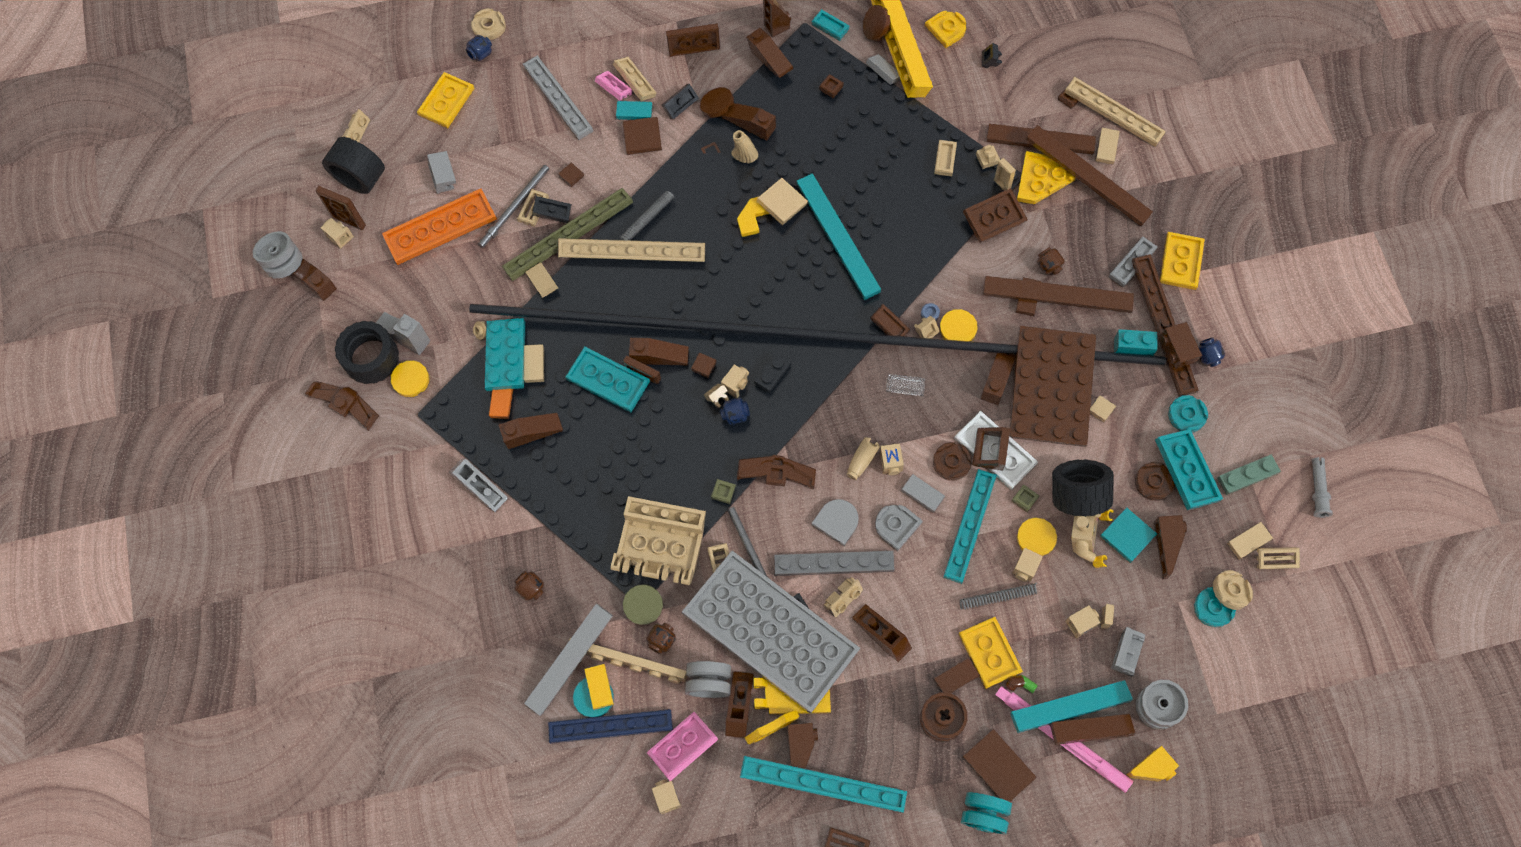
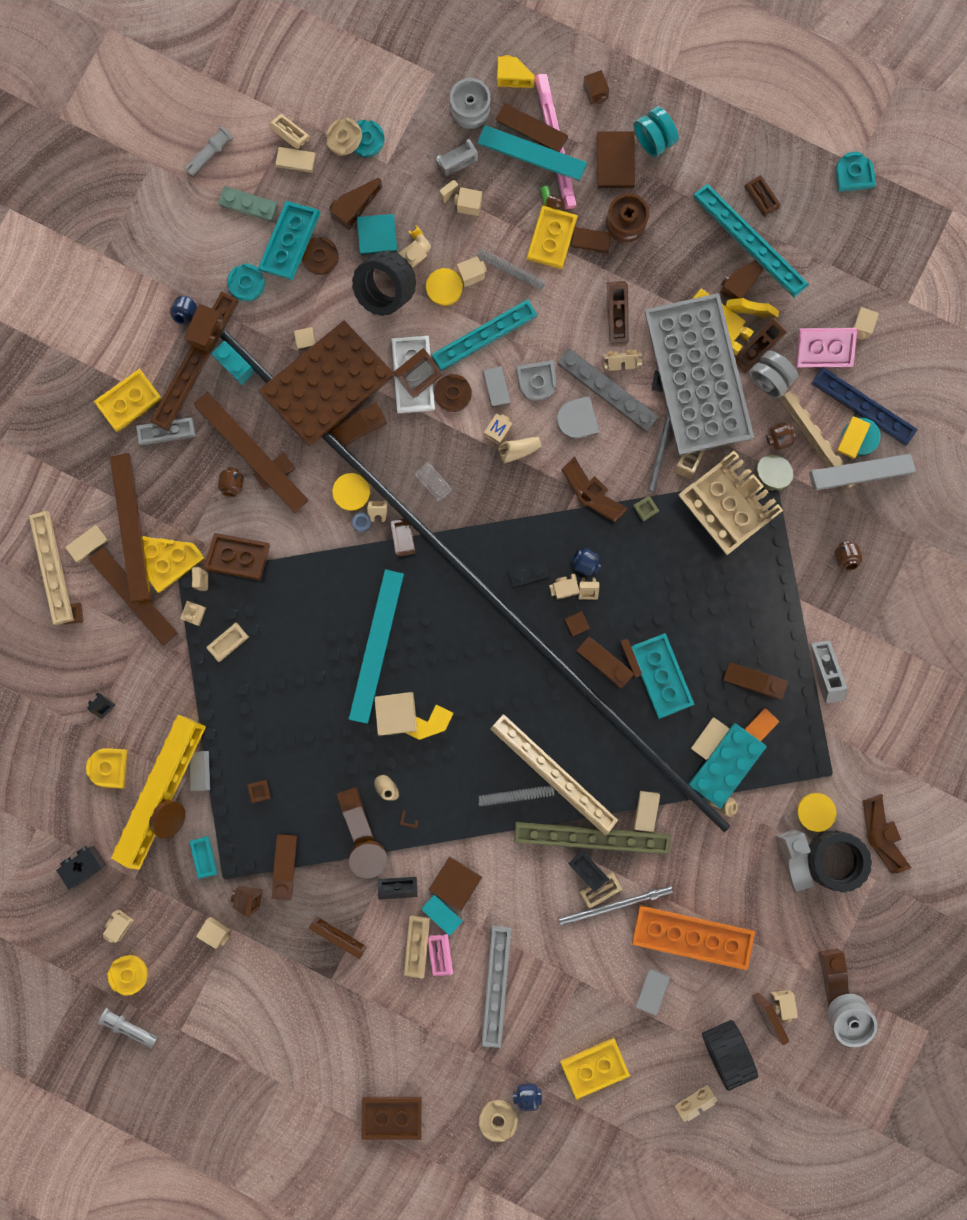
camera: 145 degrees left, 15 degrees up
(571, 174) = (544, 895): reddish brown tile -> none
(1025, 498) = (425, 321): olive tile -> none
(1073, 816) = (596, 87): none -> reddish brown brick

